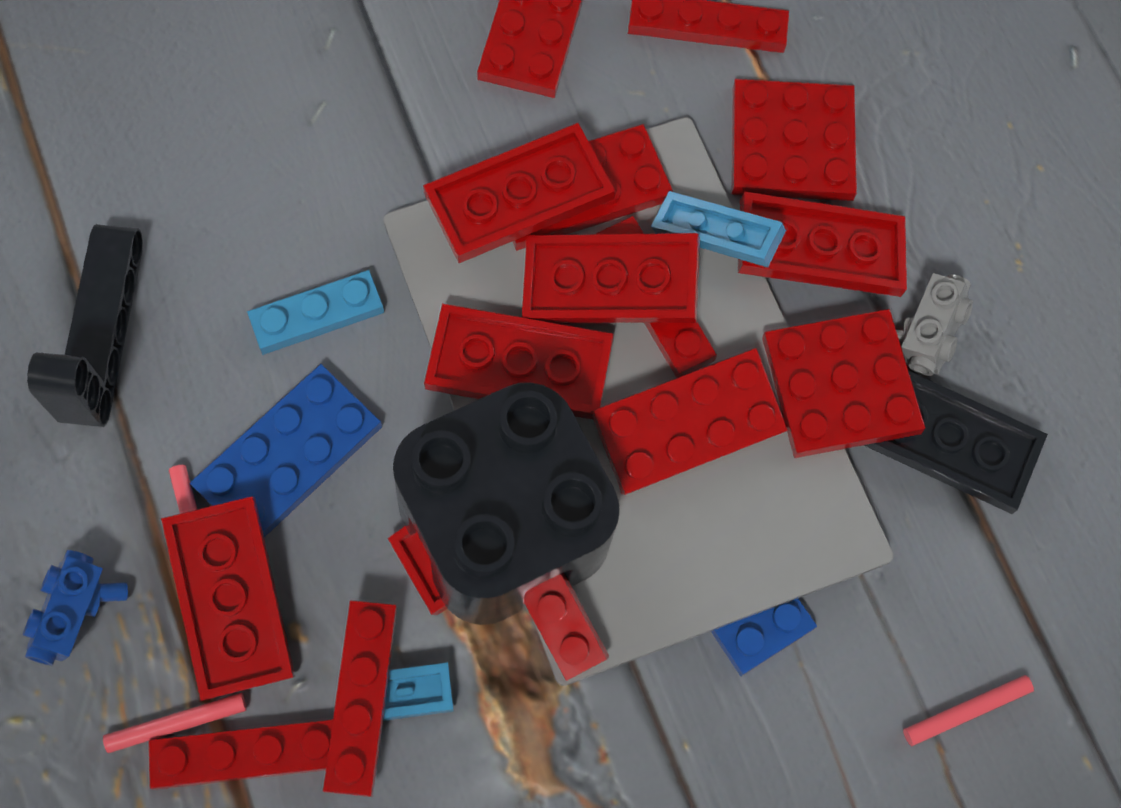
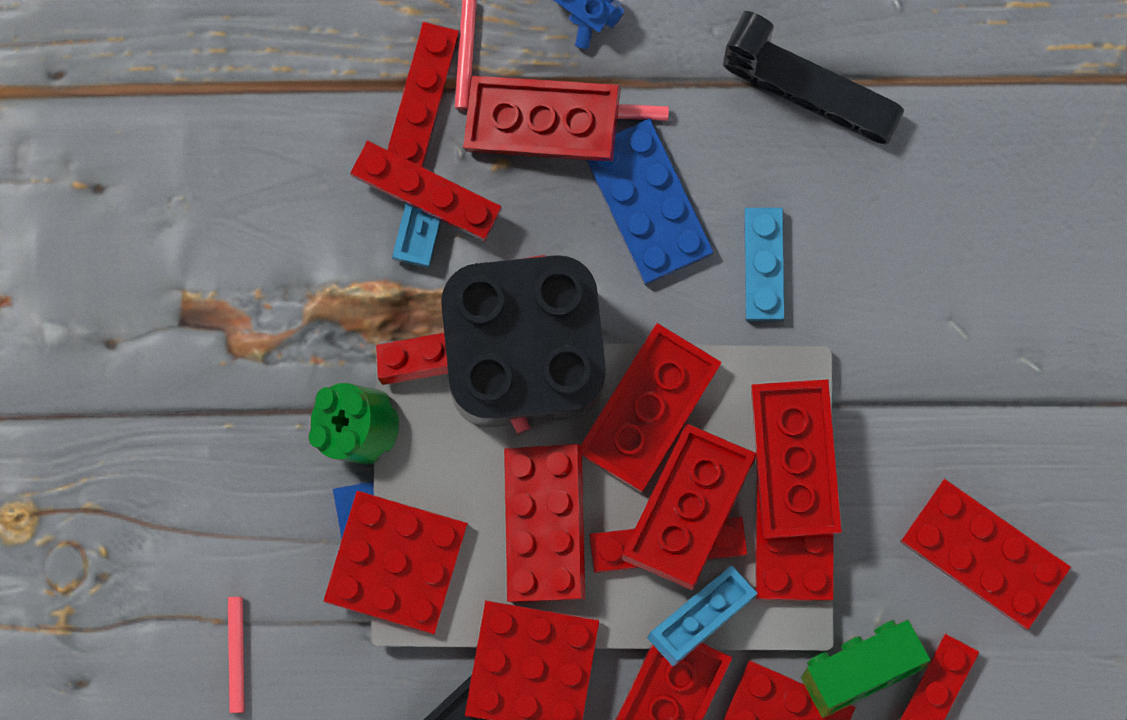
camera: 120 degrees right, 10 degrees up
(667, 671) = (353, 423): none -> green brick
(697, 74) = (864, 667): none -> green brick
(798, 566) = (395, 562): none -> red plate

